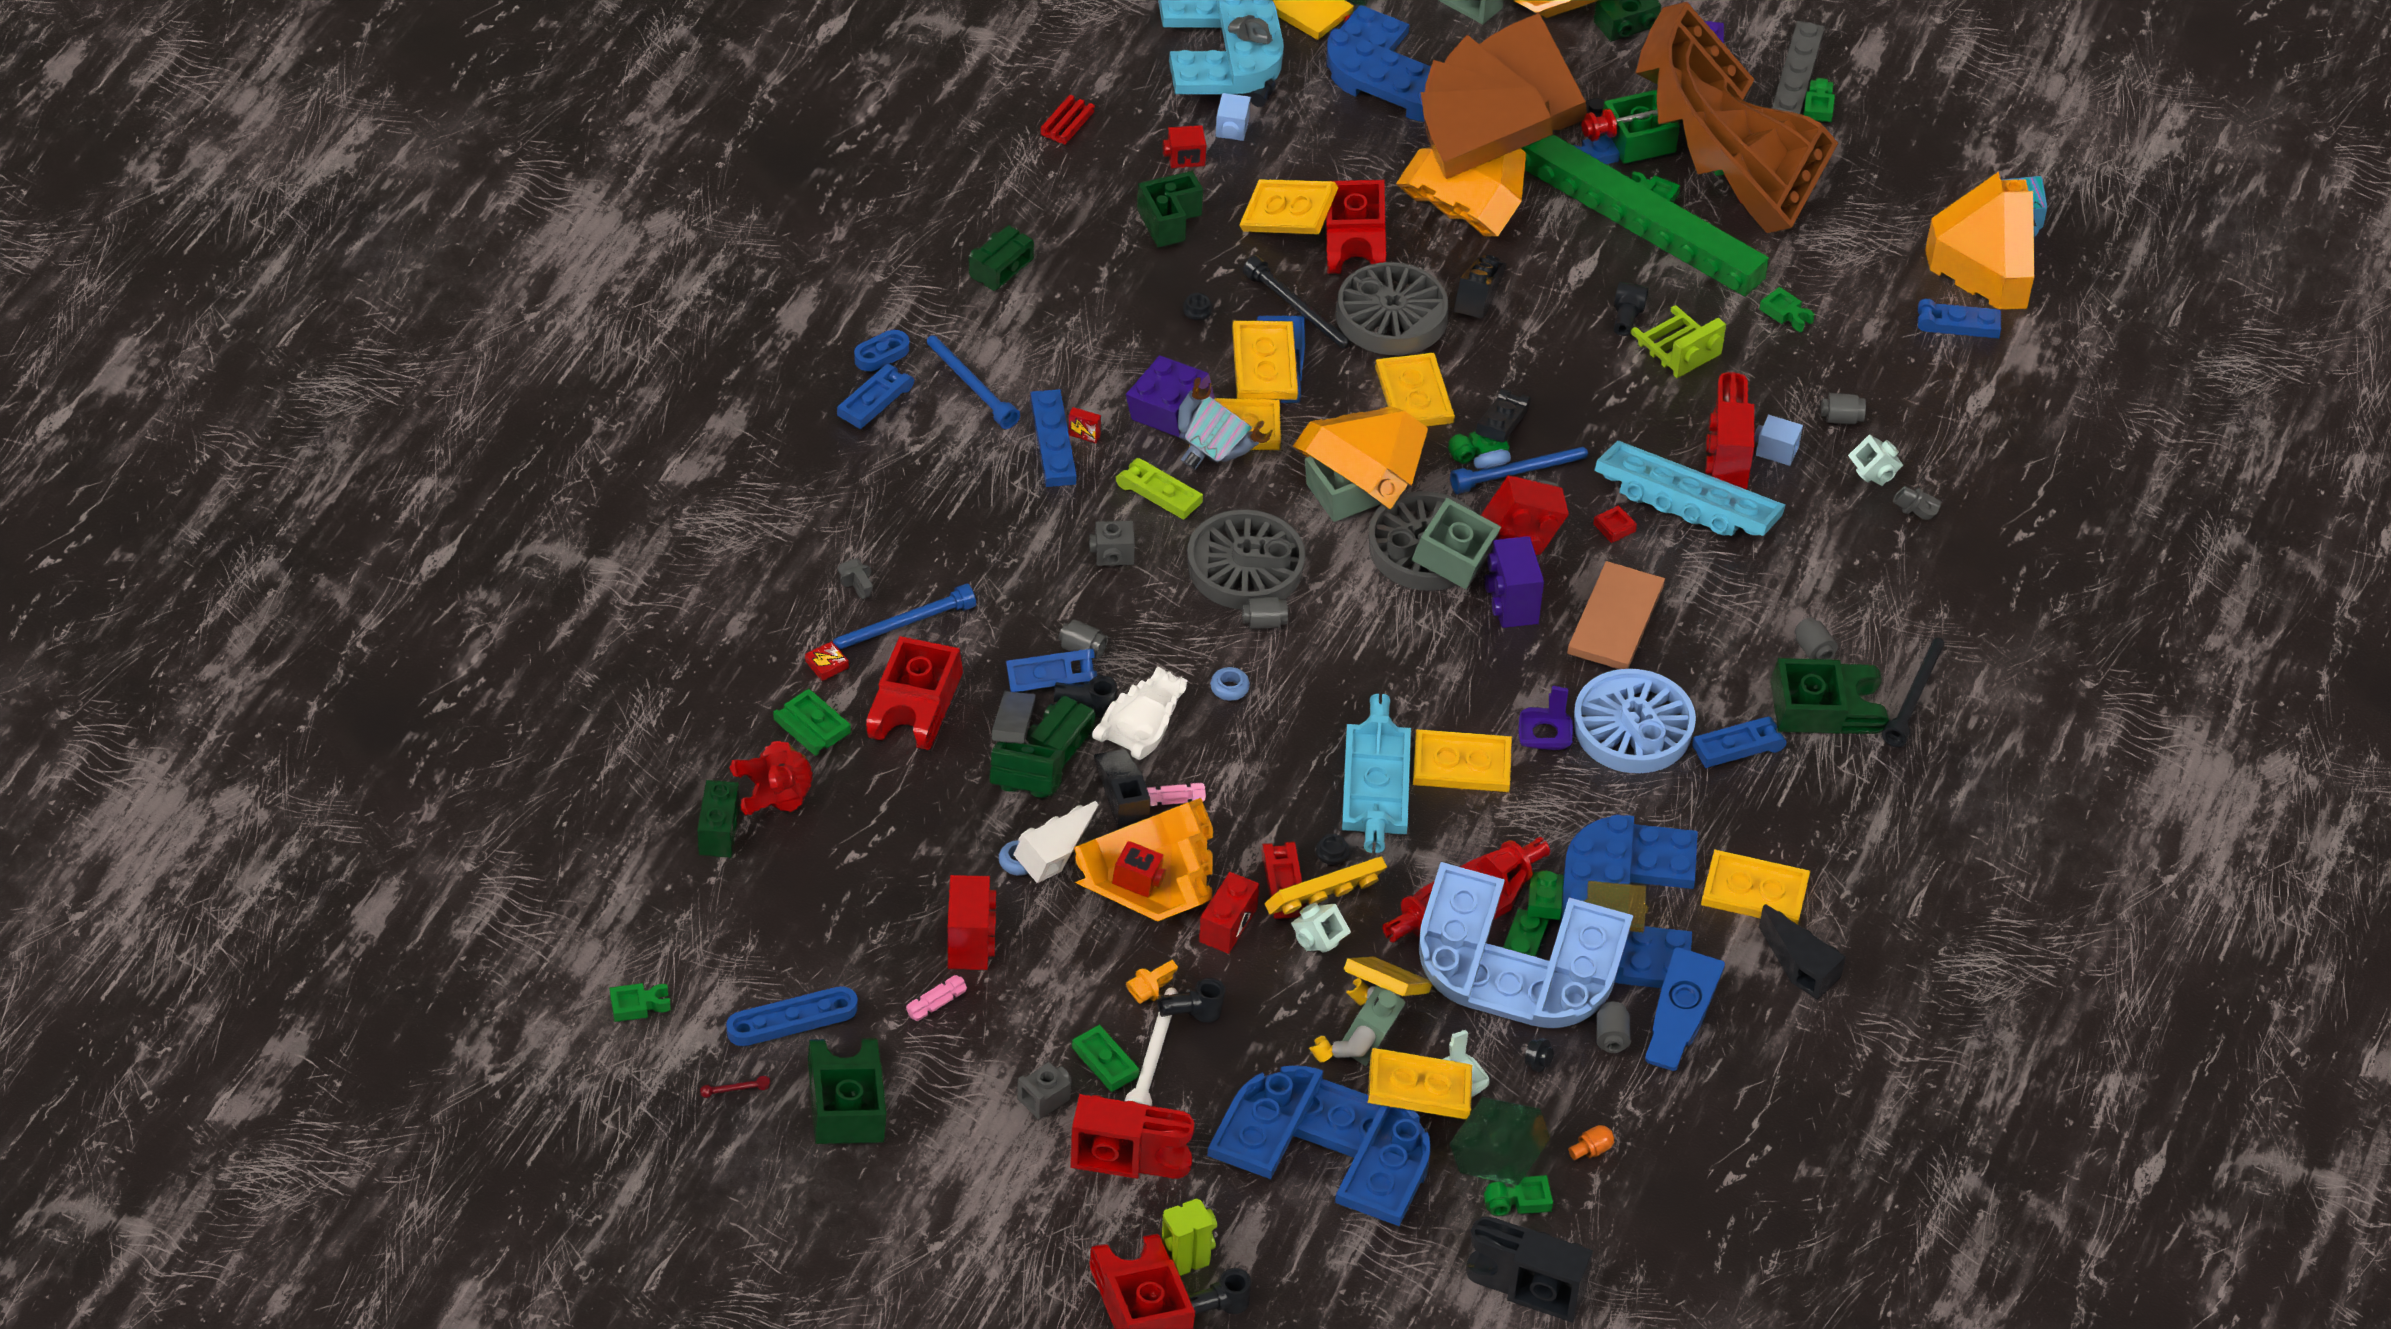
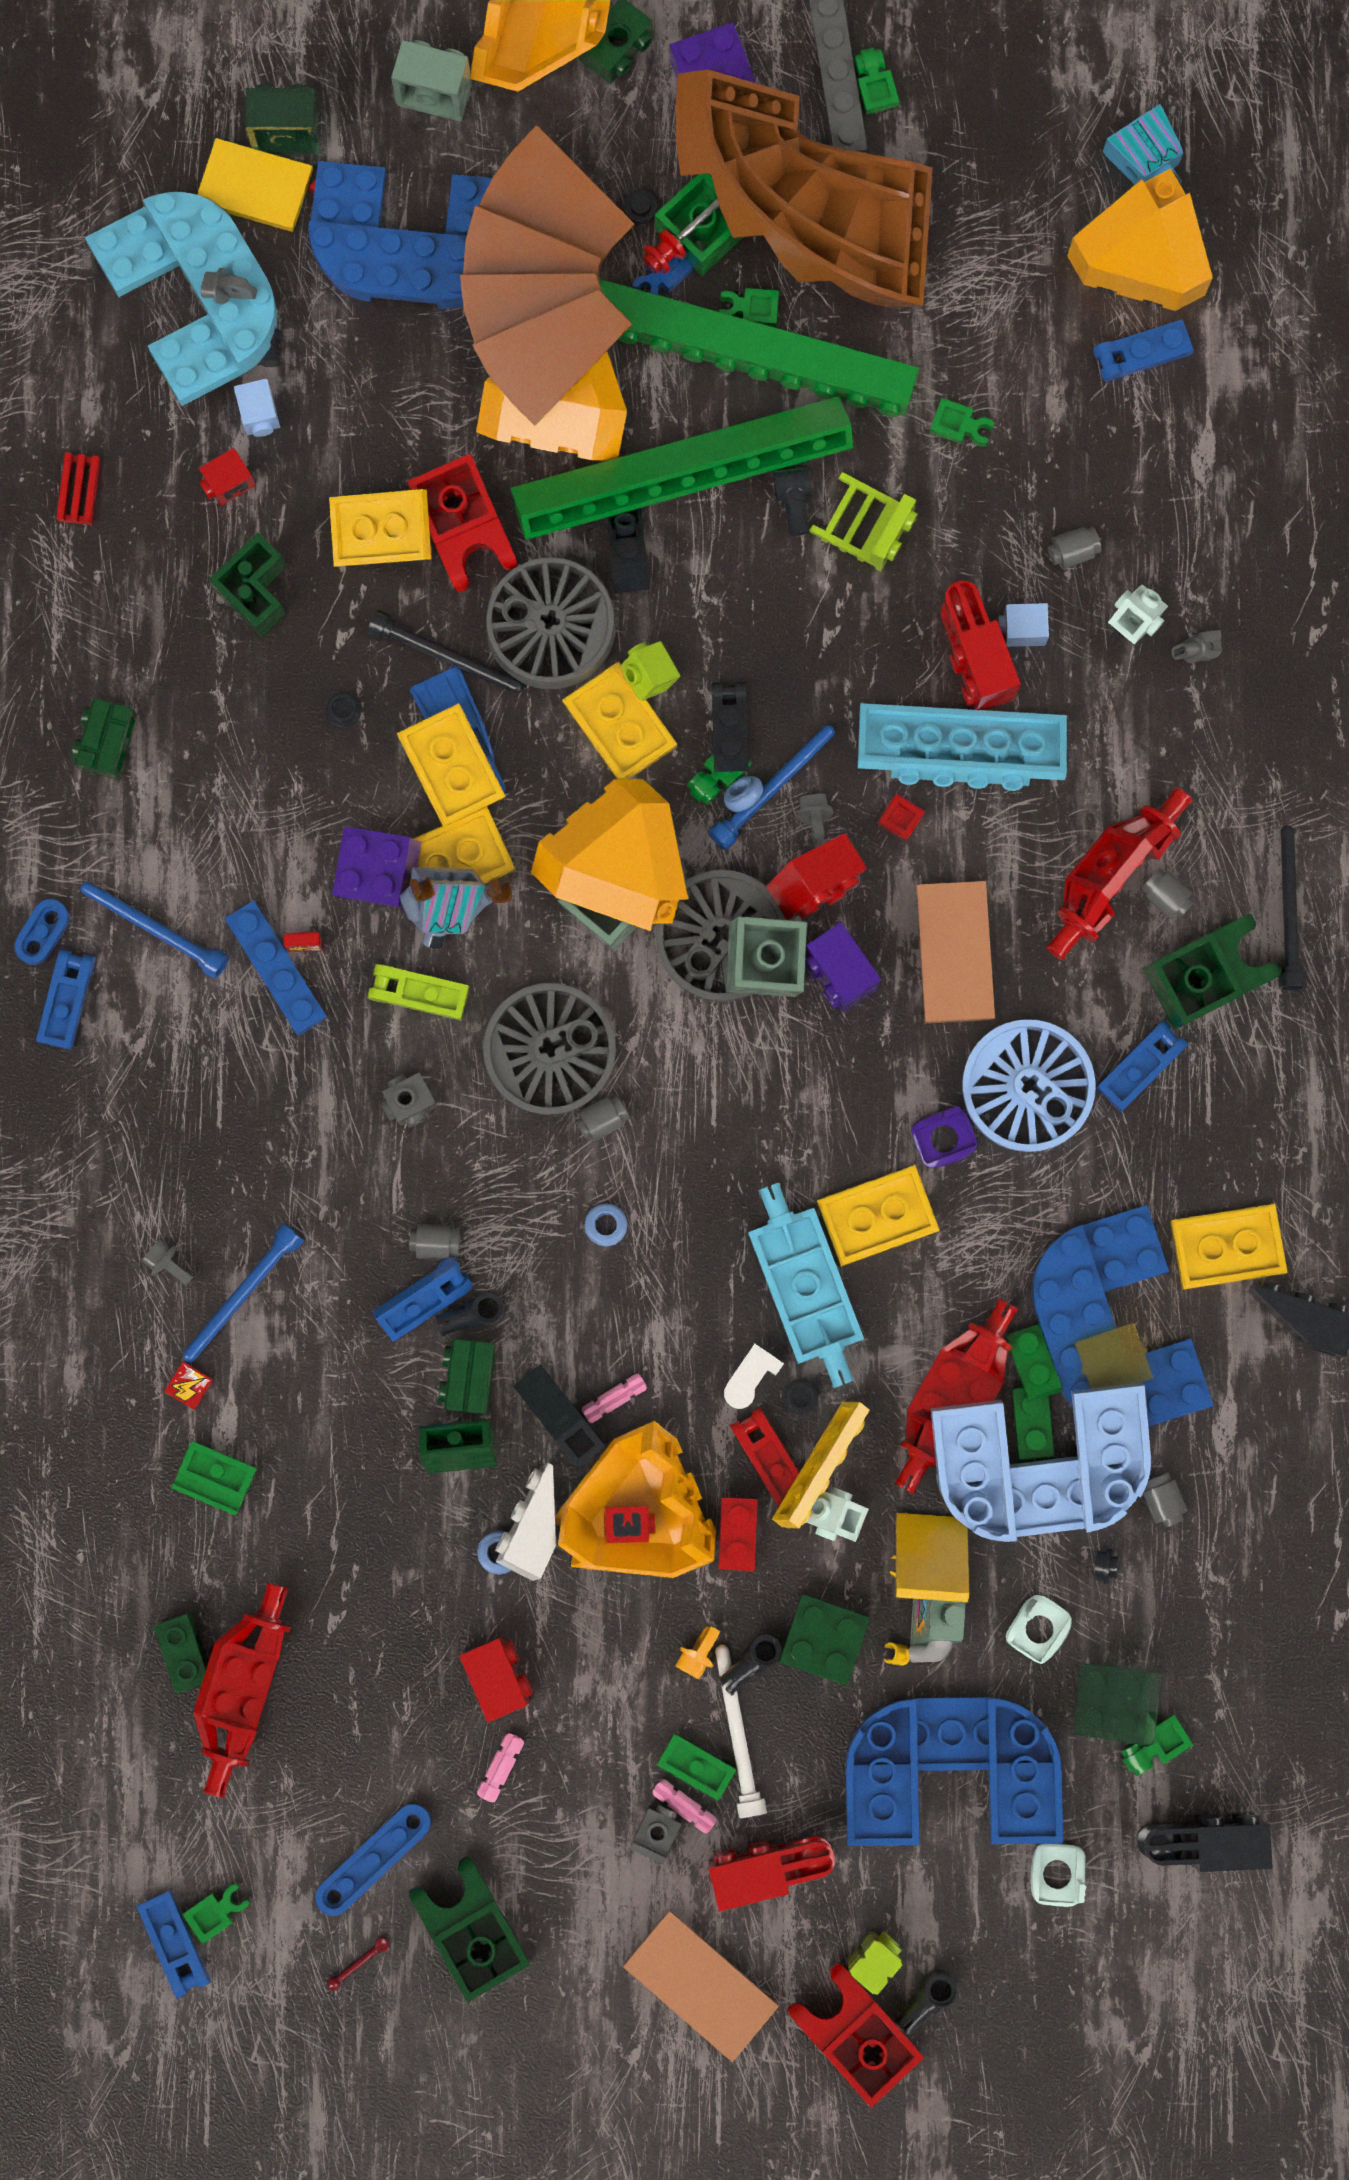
camera: 20 degrees left, 35 degrees up
(588, 1008) = (173, 1943): none -> blue plate
(754, 847) = (238, 1687): none -> red plate
(774, 780) = (221, 1582): red piece -> none
(915, 690) = (295, 1409): red brick -> none
(1013, 717) = (416, 1387): dark grey tile -> none
(1023, 1209) = (701, 1986): none -> nougat tile
(1080, 1083) = (684, 1806): none -> bright pink axle
(1143, 714) = (540, 1315): white animal -> none
(1264, 1009) = (824, 1639): none -> dark green brick
(1298, 817) = (740, 1388): none -> white leg
(1402, 1251) = (1075, 1889): none -> light aqua piece
(1420, 1083) = (1014, 1671): yellow tile -> none
(1456, 361) = (649, 670): none -> lime brick
(1548, 252) = (682, 468): none -> green brick
(1592, 1142) = (1199, 1647): orange cylinder -> none
(1682, 1005) = (1219, 1443): blue piece -> none
(1805, 591) = (1109, 865): none -> red plate

